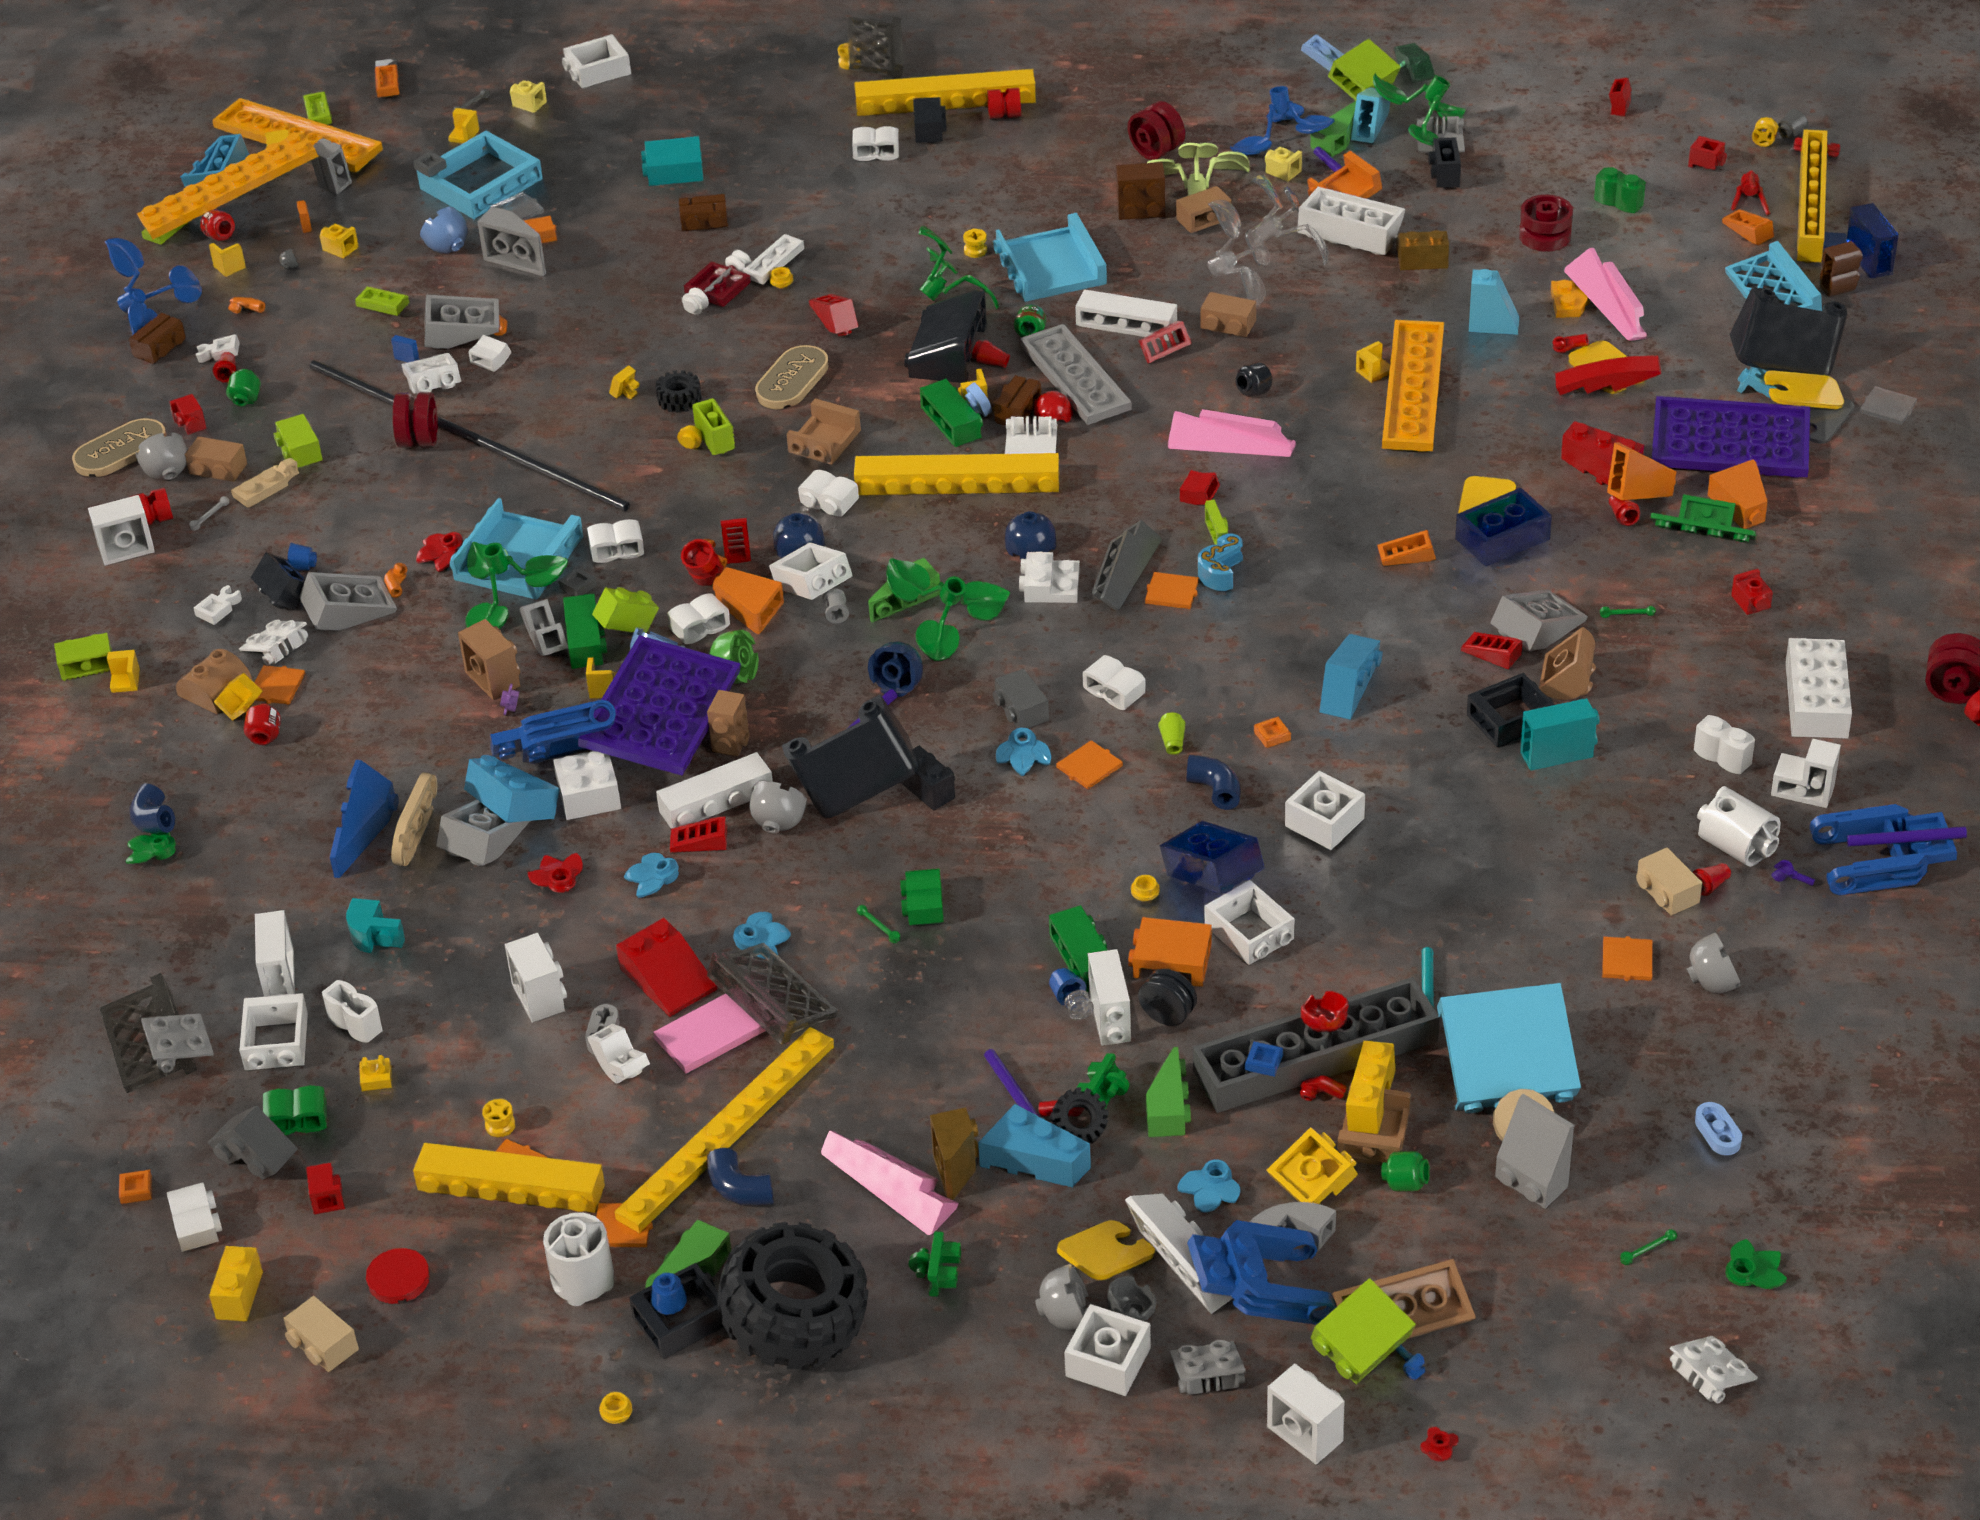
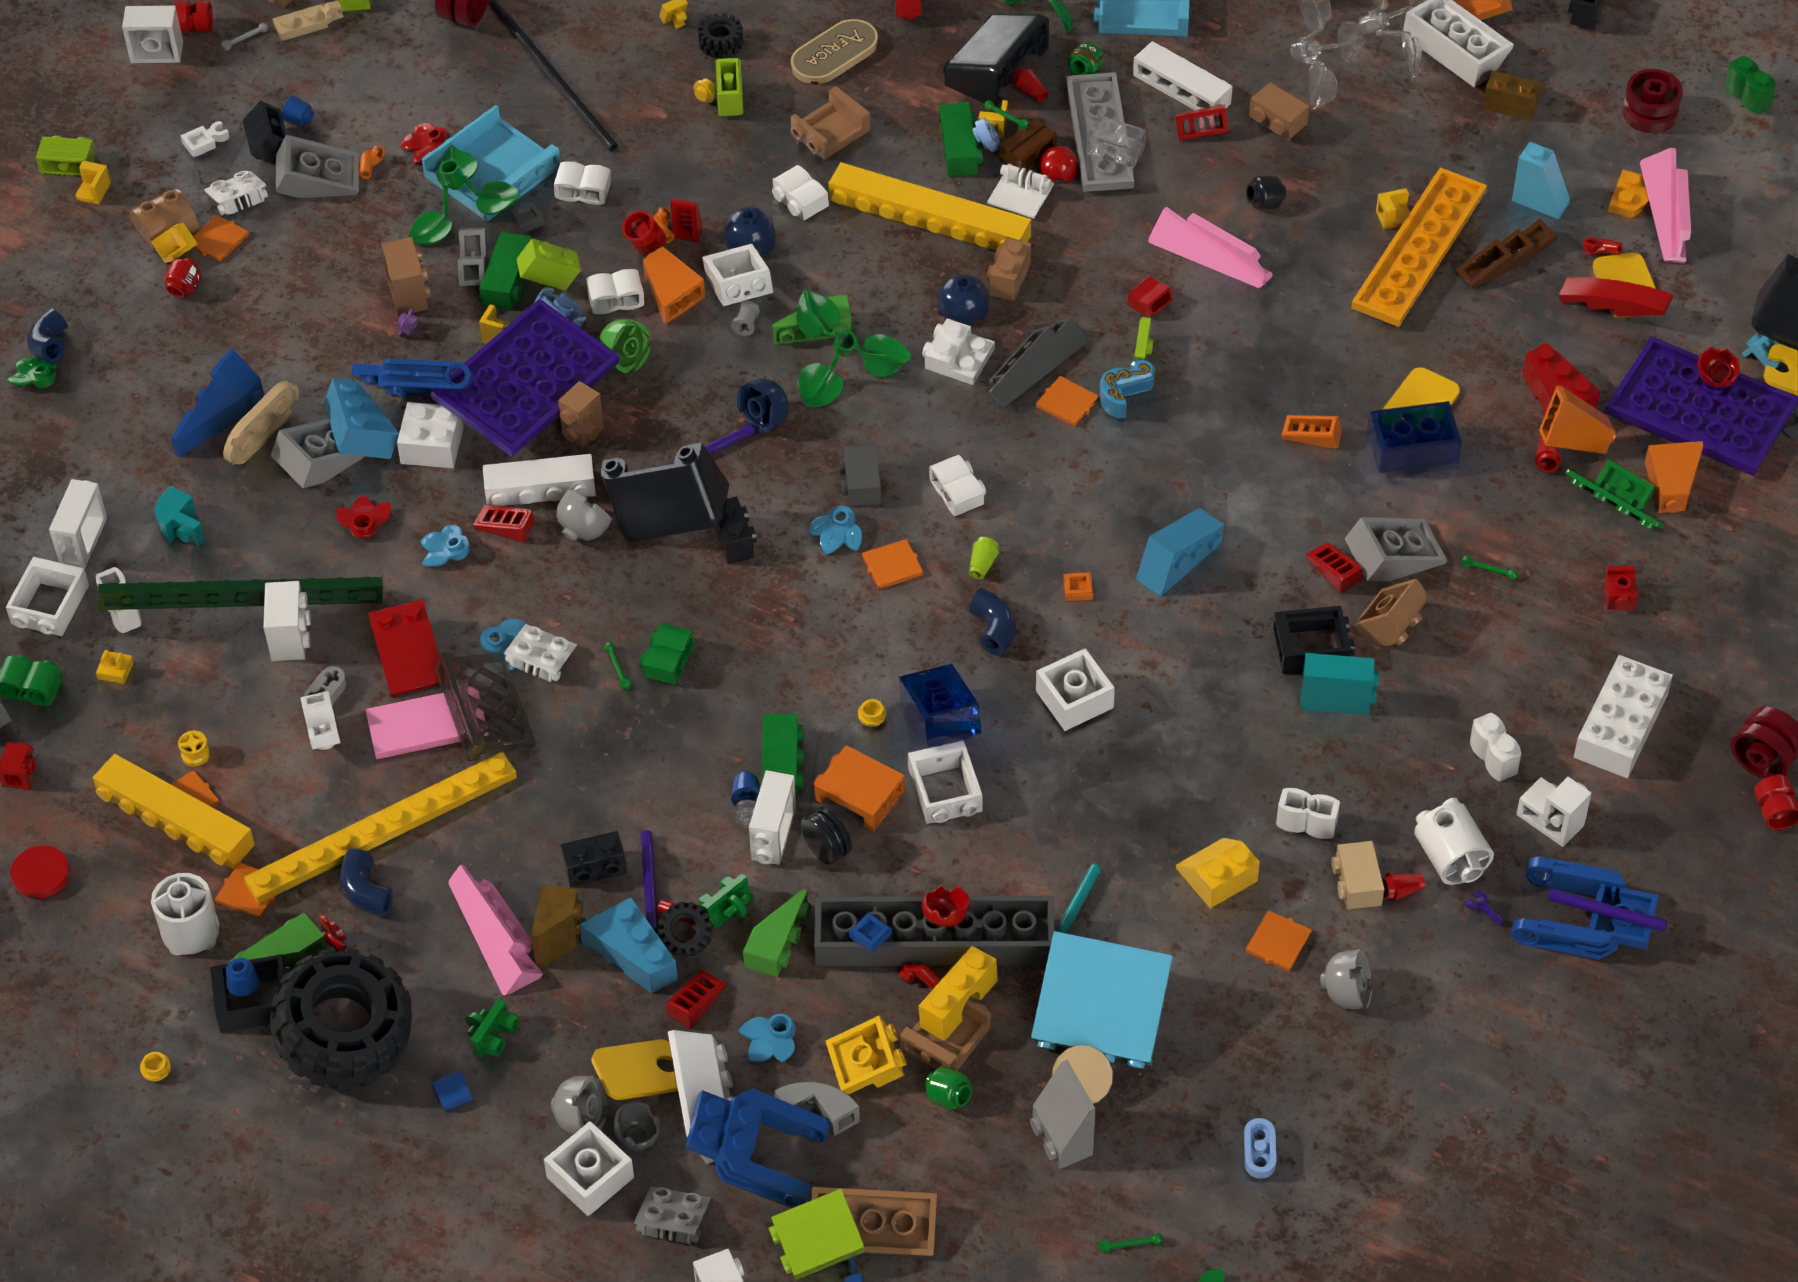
camera: 20 degrees right, 10 degrees up
(467, 968) = (233, 593): none -> dark green plate
(730, 1224) = (333, 933): none -> red plate
(799, 928) = (541, 650): none -> white hinge
(928, 1332) = (452, 1091): none -> blue tile
(954, 1085) = (593, 858): none -> black brick
(1006, 382) = (1022, 123): none -> green hinge
(1060, 498) = (1010, 269): none -> medium nougat brick
(1101, 372) = (1116, 141): none -> clear brick
(1113, 1191) = (690, 1016): none -> red slope
(1492, 370) = (1506, 255): none -> reddish brown slope
(1543, 916) = (1220, 870): none -> yellow slope
(1595, 844) = (1308, 813): none -> white brick
(1733, 399) = (1718, 367): none -> red hair

